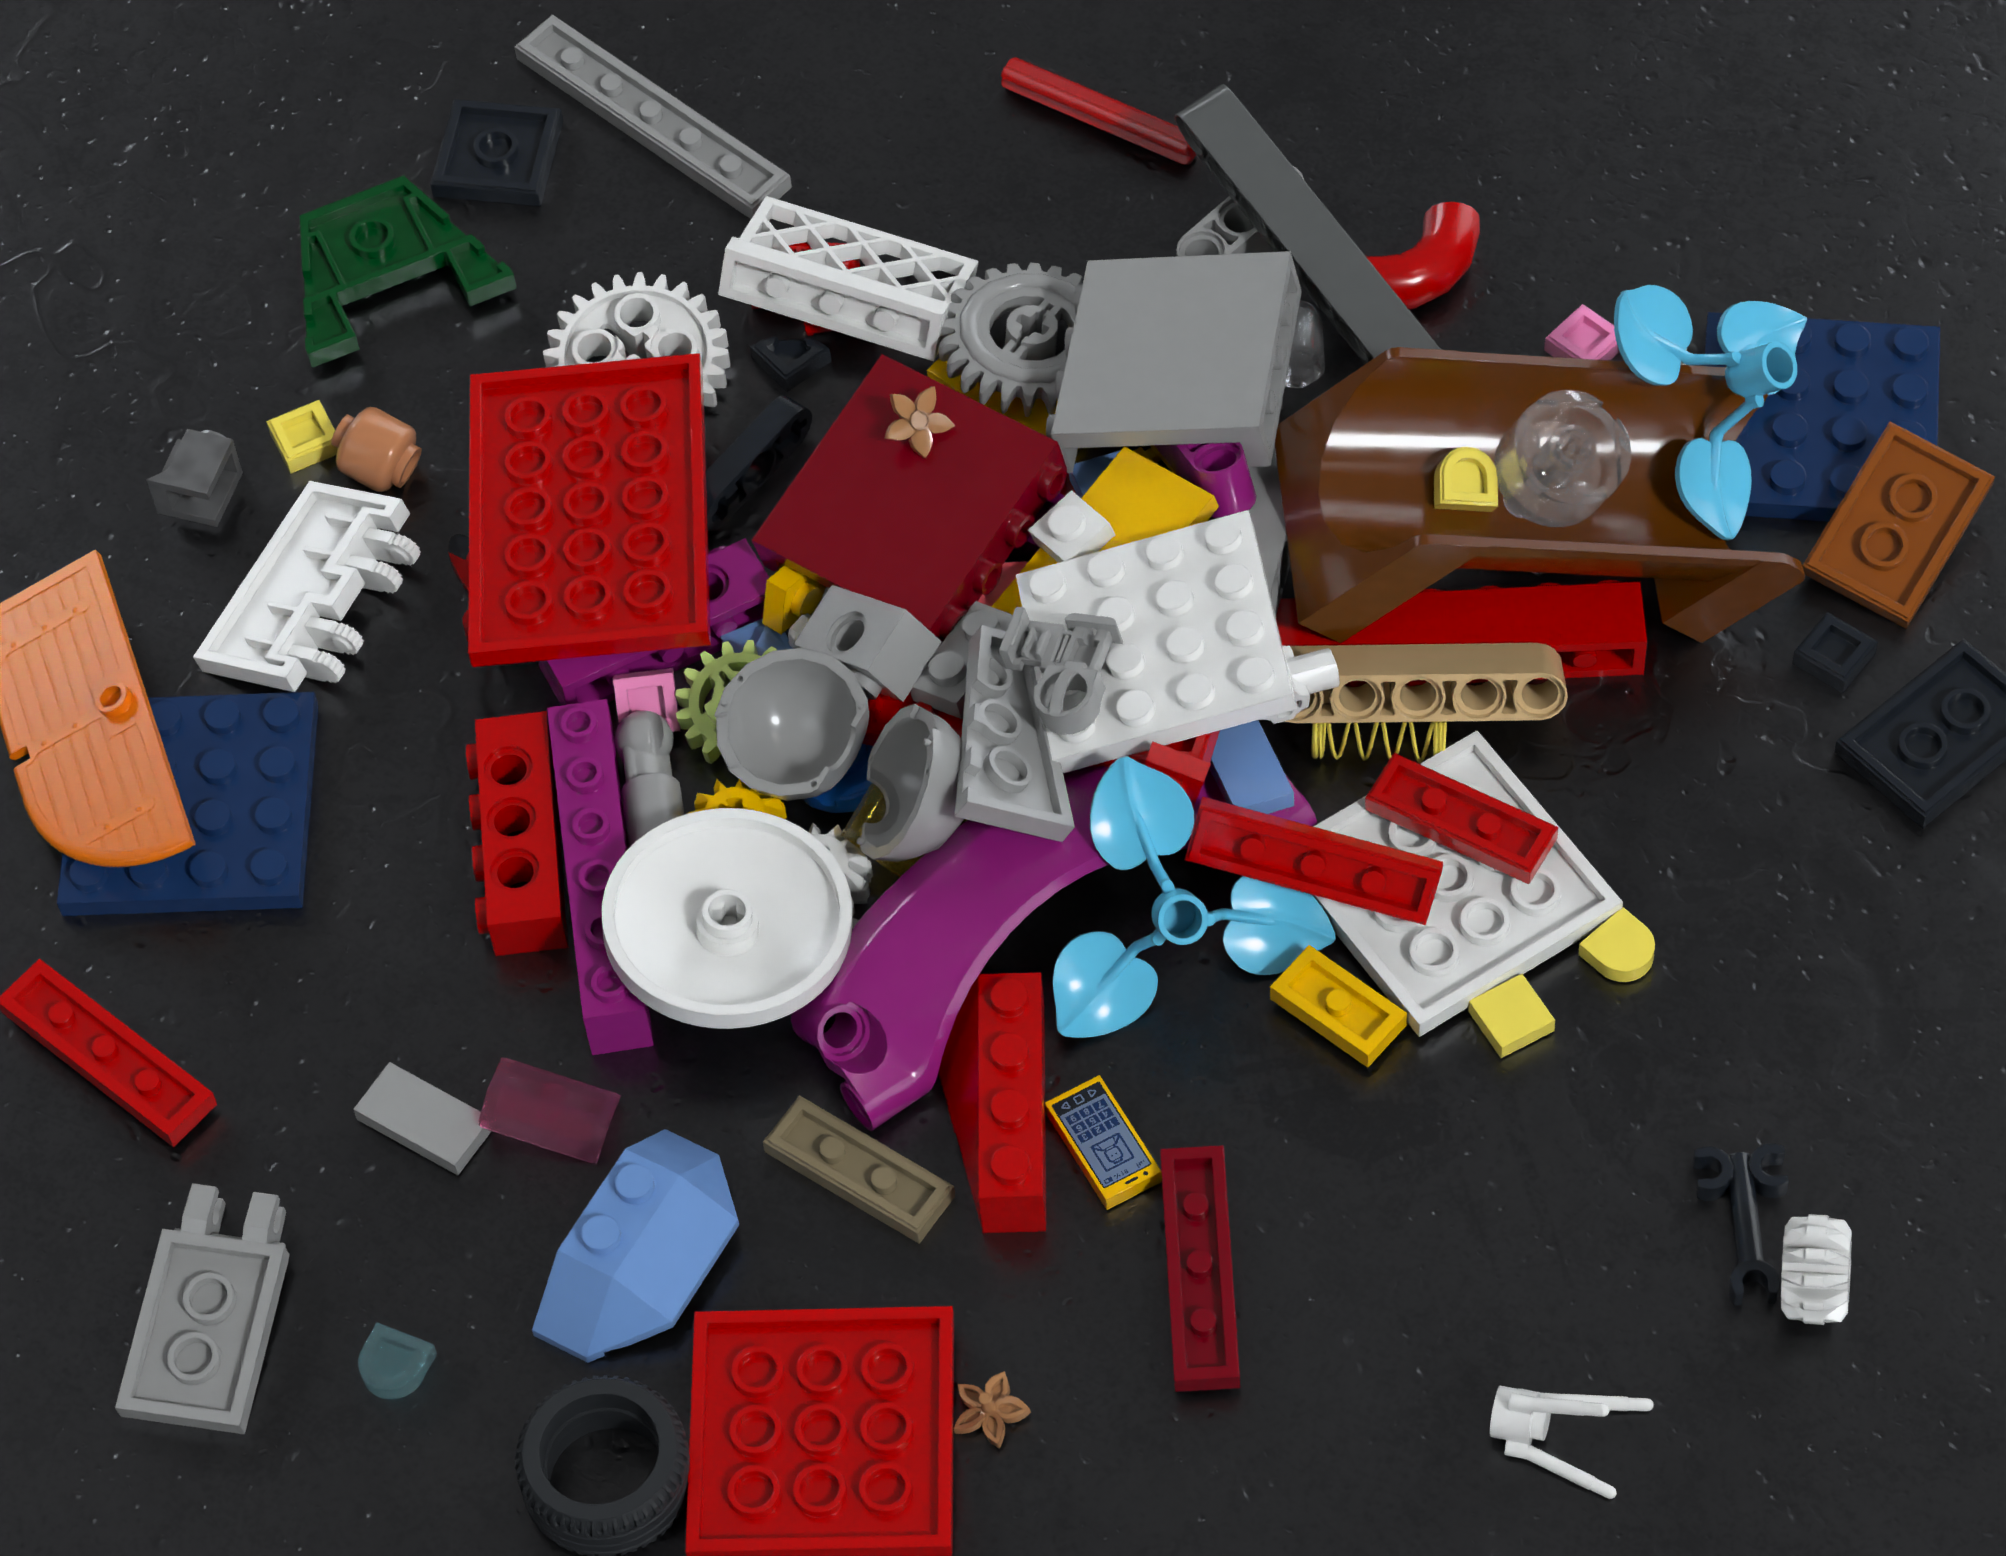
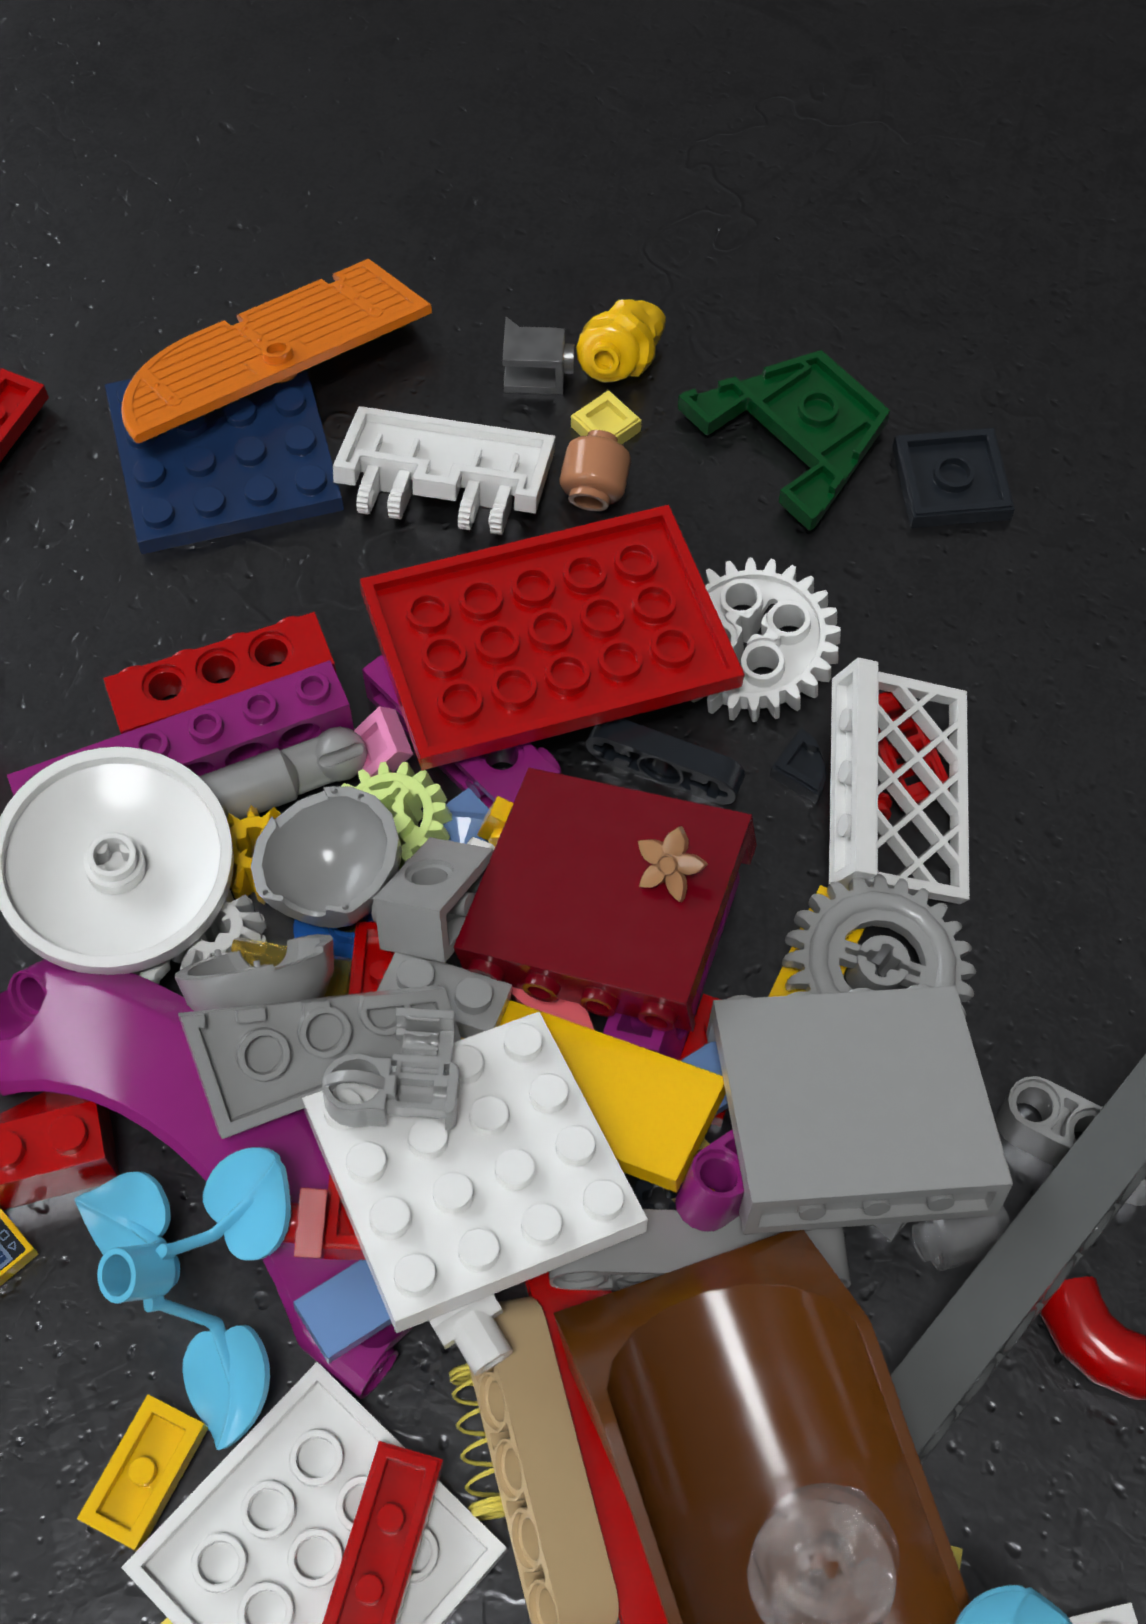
camera: 70 degrees right, 5 degrees up
(214, 390) = (621, 340): none -> yellow head
(652, 116) = (1036, 587): light grey tile -> none
(1071, 529) = (608, 1053): white plate -> none
(1314, 860) = (266, 1405): red tile -> none
(1466, 481) = (776, 1457): light yellow tile -> none
(1583, 337) = (1081, 1559): bright pink tile -> none

